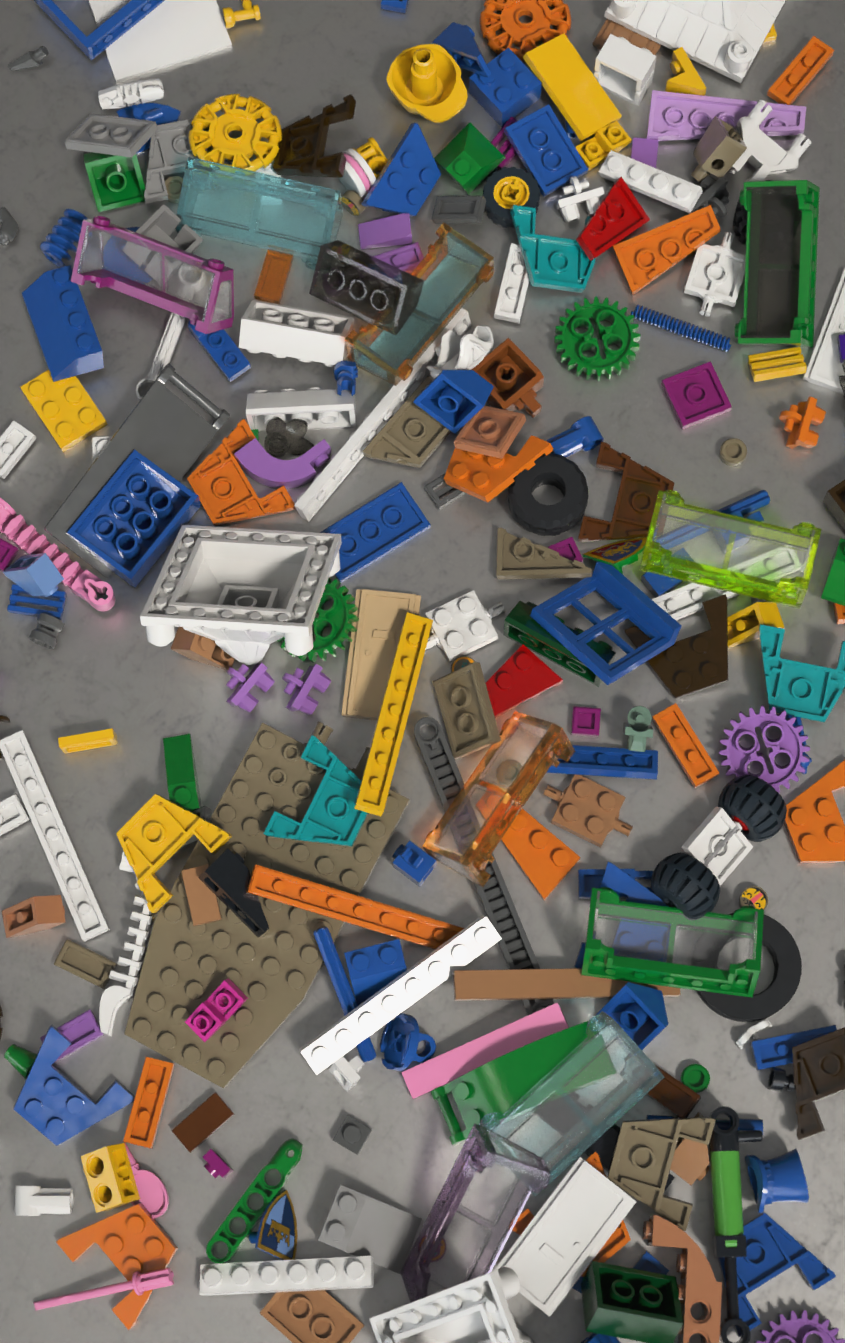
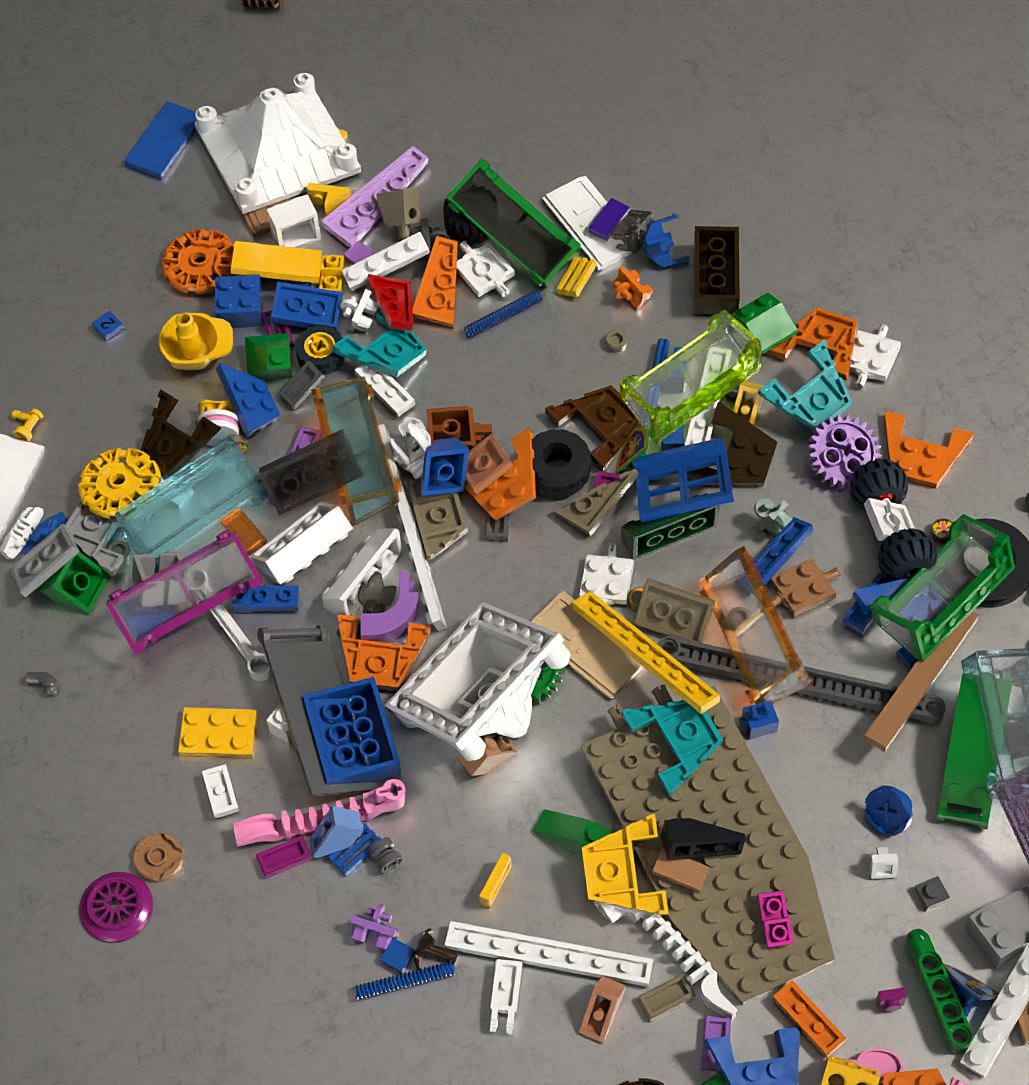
camera: 55 degrees left, 15 degrees down
(63, 237) = (92, 644): blue piece -> none
(63, 325) = (159, 686): blue slope -> none
(203, 1122) = (850, 991): reddish brown tile -> none
(257, 677) = (537, 746): medium lavender hips -> none
(312, 679) = (570, 708): medium lavender hips -> none
(341, 985) = (824, 824): blue axle -> none
(345, 375) = (360, 529): blue piece -> none
(349, 908) = (770, 773): orange tile -> none
(374, 968) = (825, 796): blue slope -> none
(377, 530) = (489, 579): blue tile -> none
(386, 232) = (275, 439): medium lavender slope -> none
(400, 994) = (853, 788): white plate -> none
(461, 45) = (193, 301): blue slope -> none
(482, 1050) = (933, 761): bright pink tile -> none
(519, 680) = (675, 565): red wing -> none
(538, 853) = (817, 637): orange wing -> none
(574, 344) = (468, 364): green gear -> none
(581, 436) = (530, 418): blue piece -> none
(586, 721) = (735, 543): magenta tile -> none
(638, 1012) = (973, 638): blue slope -> none
(685, 745) = (805, 498): orange plate -> none
(696, 395) = (558, 336): magenta tile -> none
(762, 150) = (430, 185): white connector -> none
(800, 72) = (385, 134): orange plate -> none

